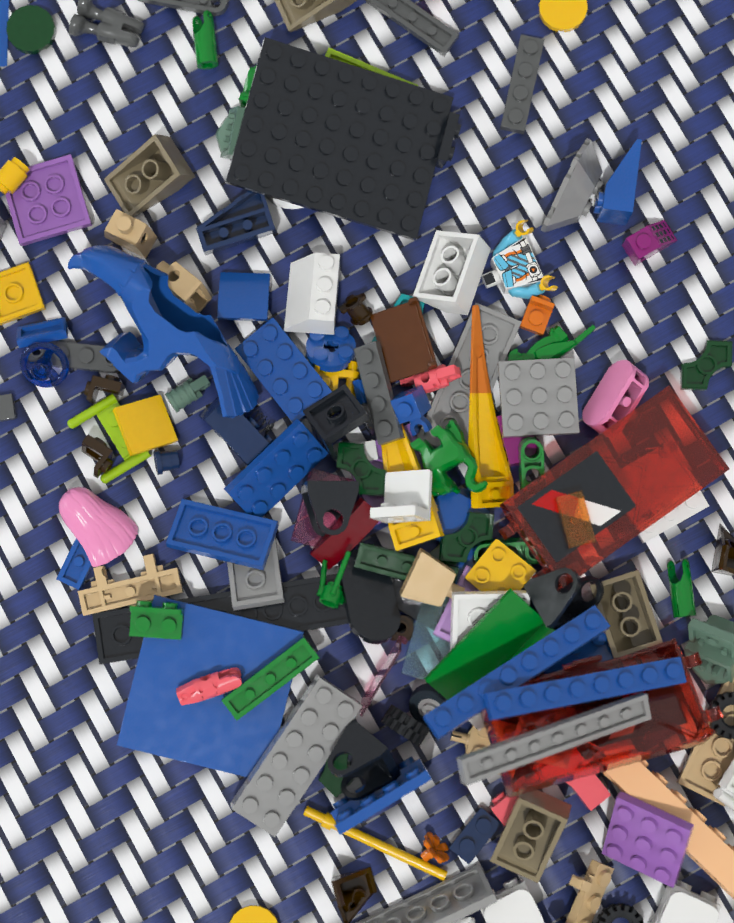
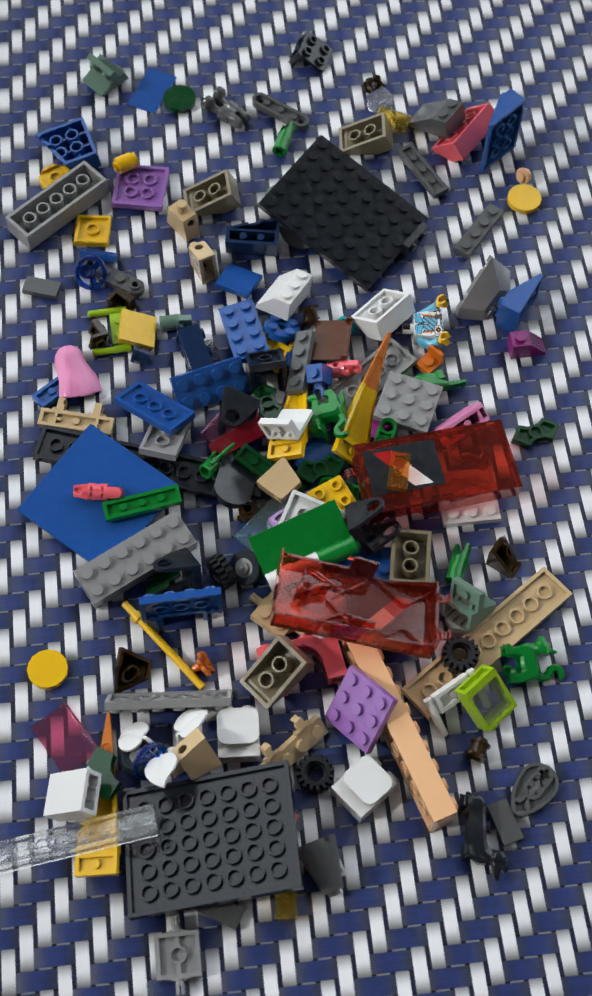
camera: 20 degrees right, 20 degrees down
(156, 621) = (84, 436): green bracket -> none
(166, 328) = (178, 271): blue animal -> none
(382, 673) = (219, 529): clear pink piece -> none
(474, 835) = (234, 669): dark blue plate -> none
(517, 671) = (313, 547): blue plate -> none
(553, 738) = (320, 594): light grey plate -> none
(584, 688) = (357, 576): blue plate -> none

